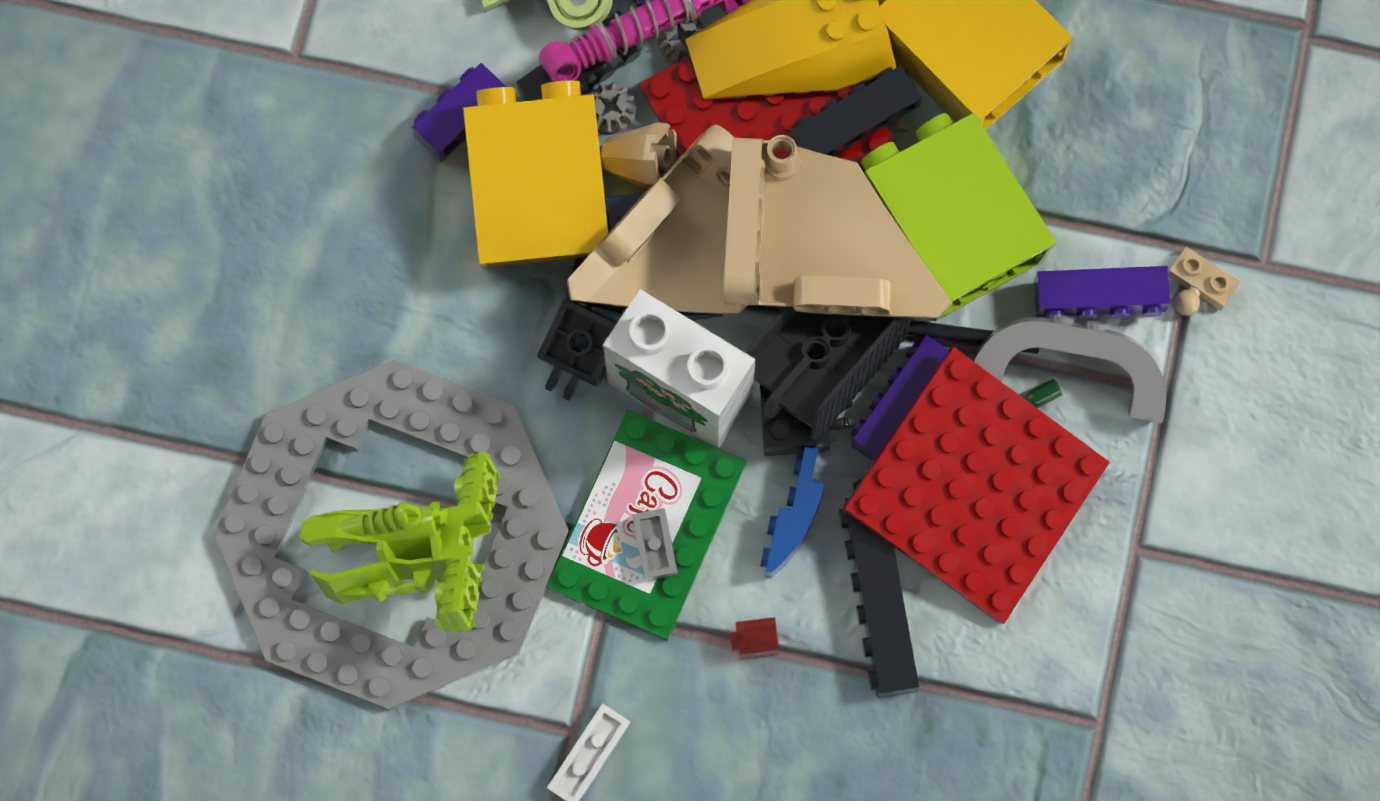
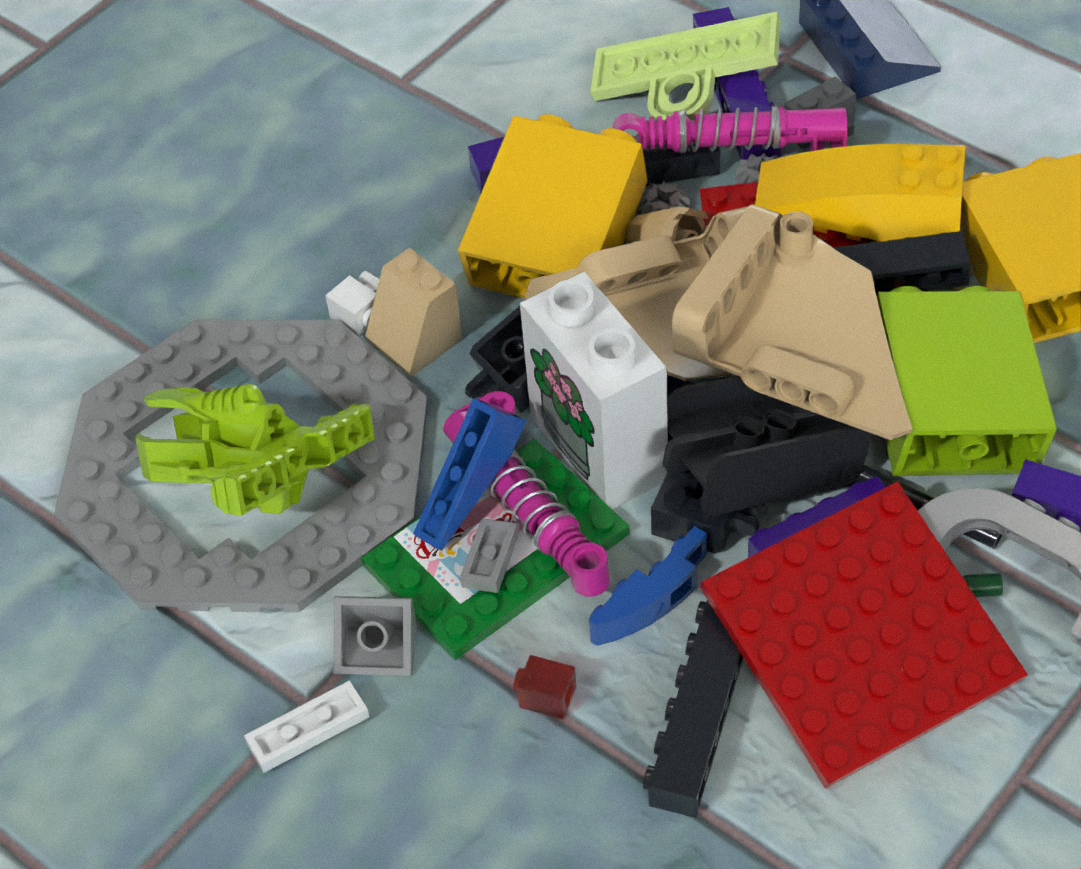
camera: 30 degrees right, 25 degrees down
(401, 337) = (353, 301): none -> white brick
(464, 336) = (414, 313): none -> tan slope
(600, 658) = (374, 635): none -> light grey slope
(605, 482) = (472, 464): none -> blue slope
(621, 460) = (554, 530): none -> dark pink piece

